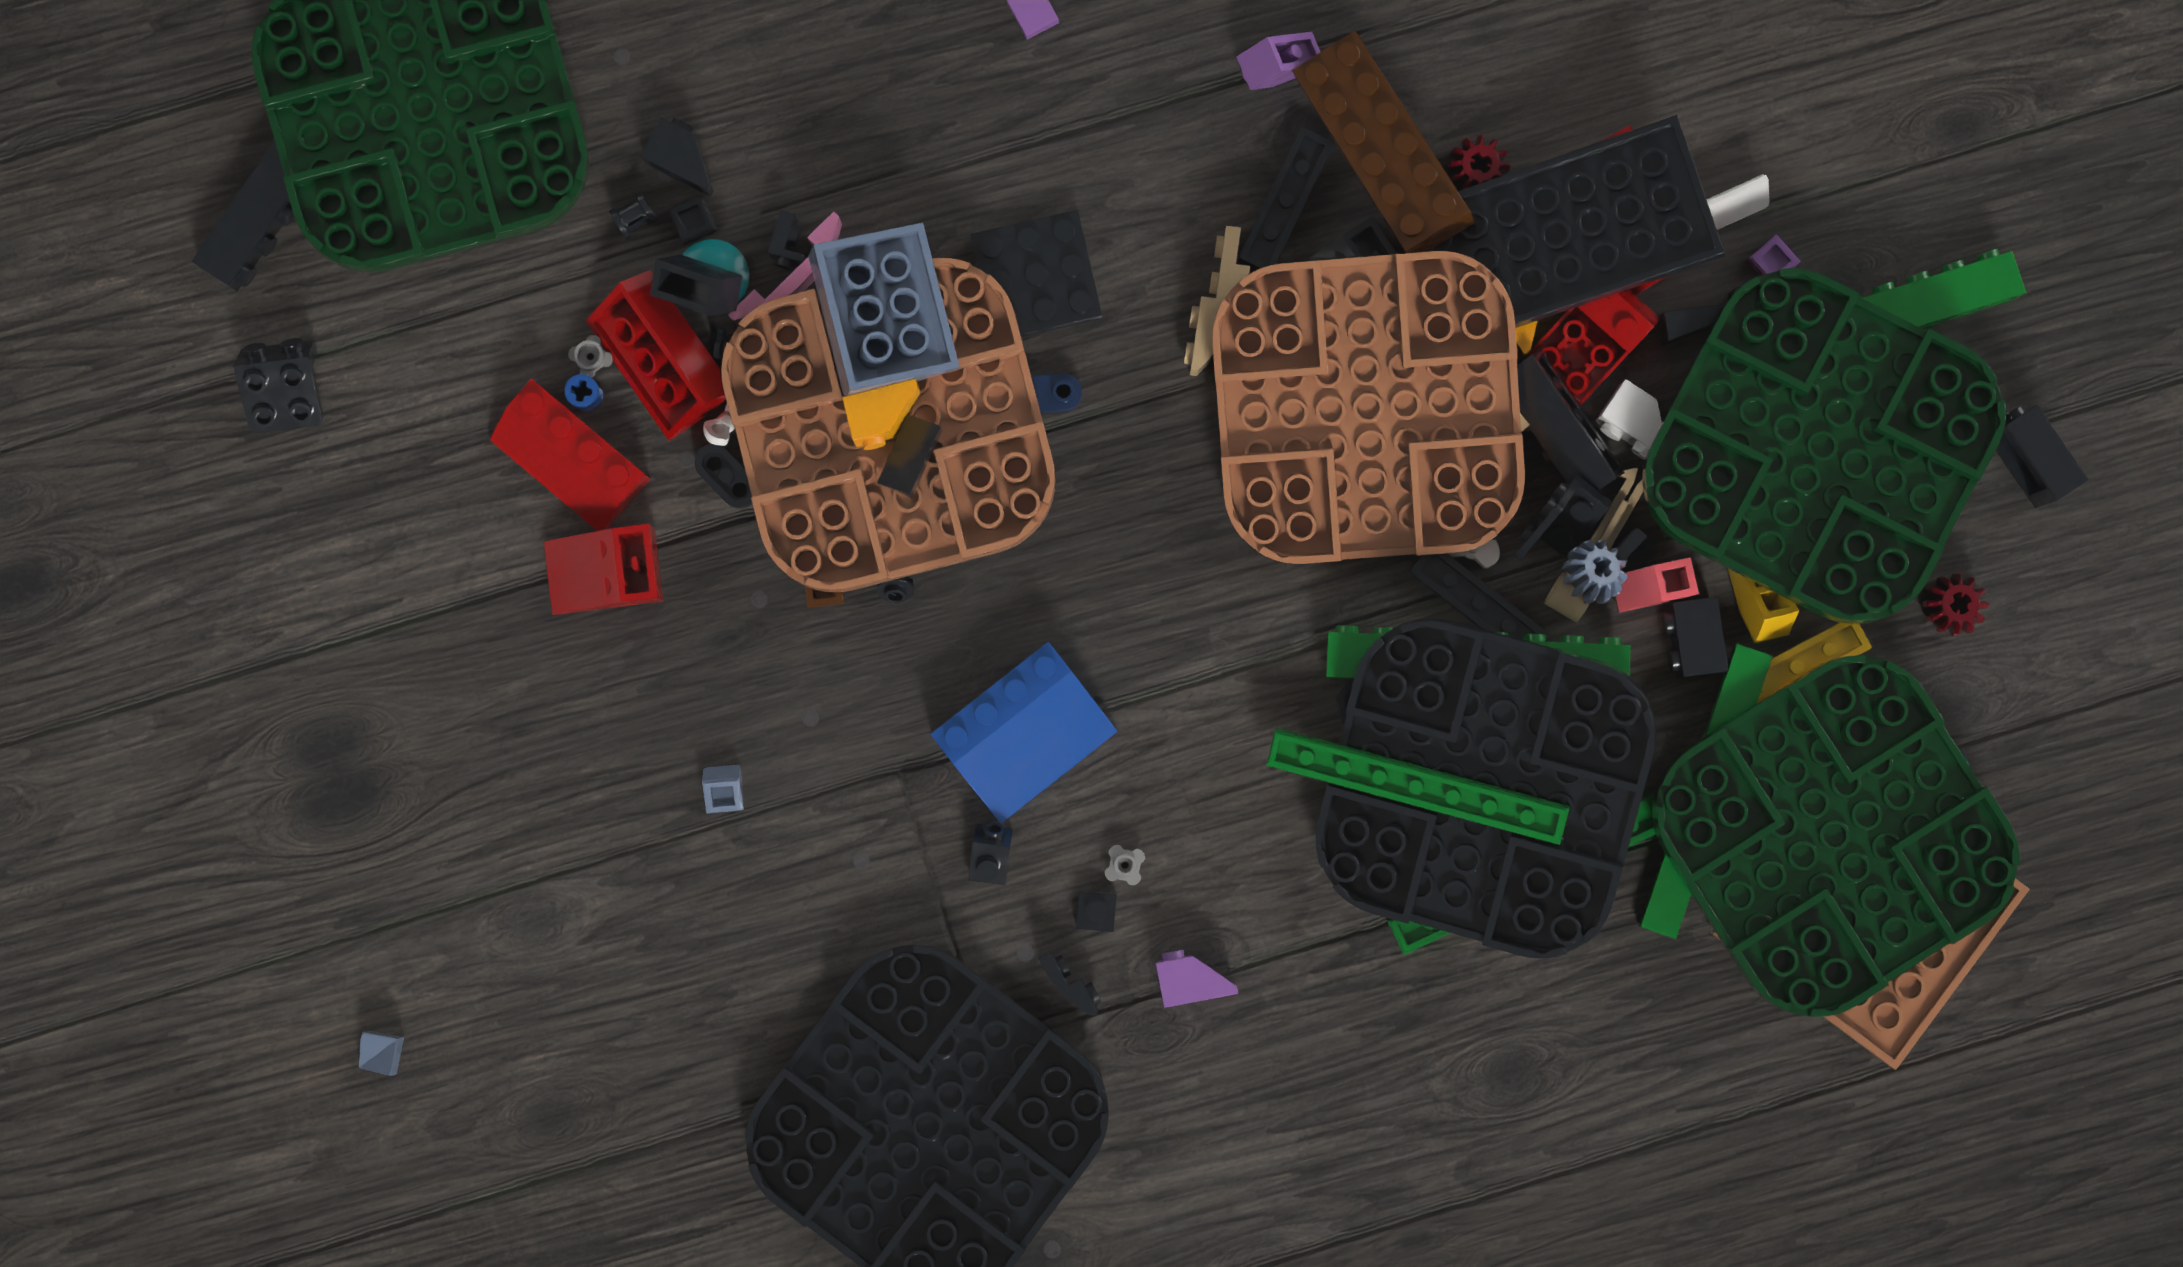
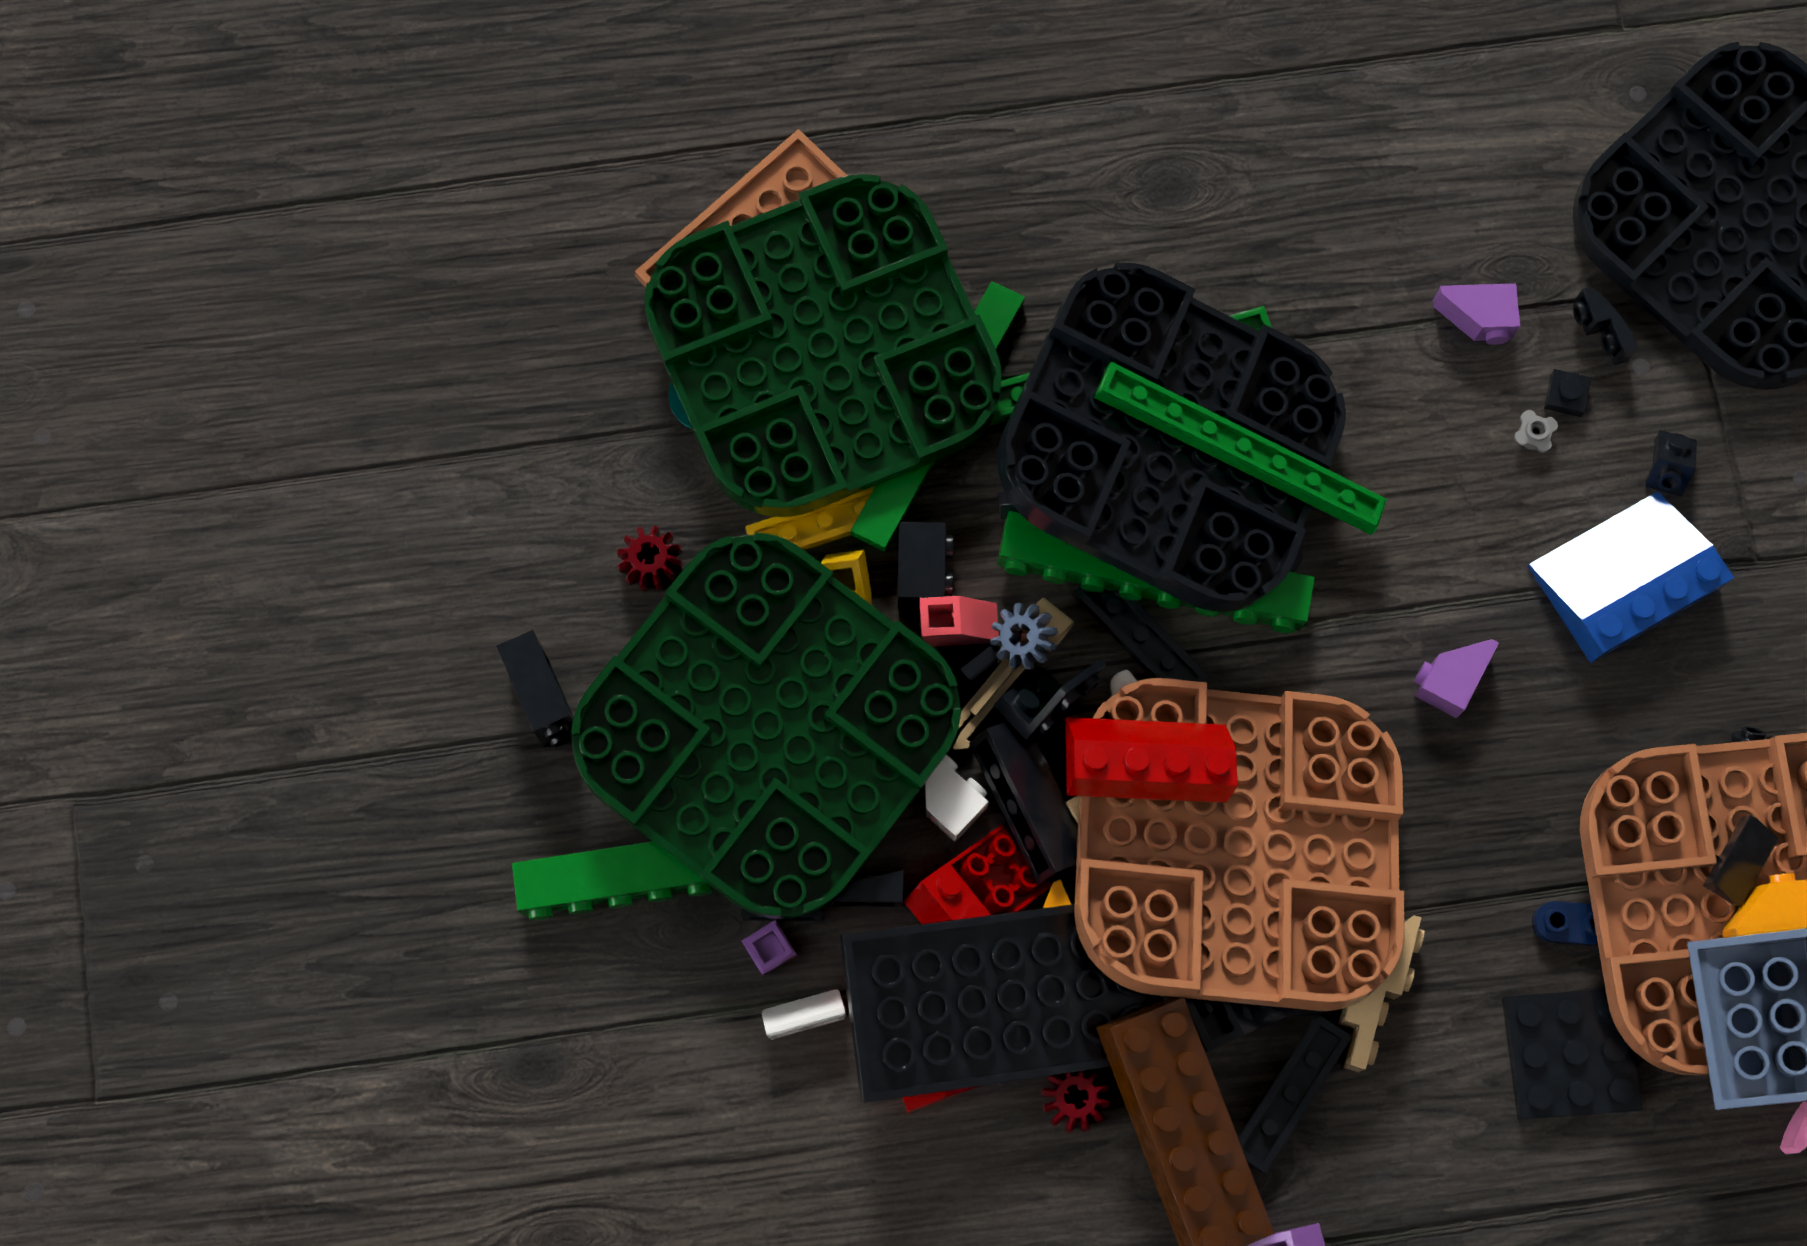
camera: 170 degrees left, 10 degrees down
(1180, 606) = (1454, 676): none -> medium lavender slope
(1468, 465) = (1150, 760): none -> red slope

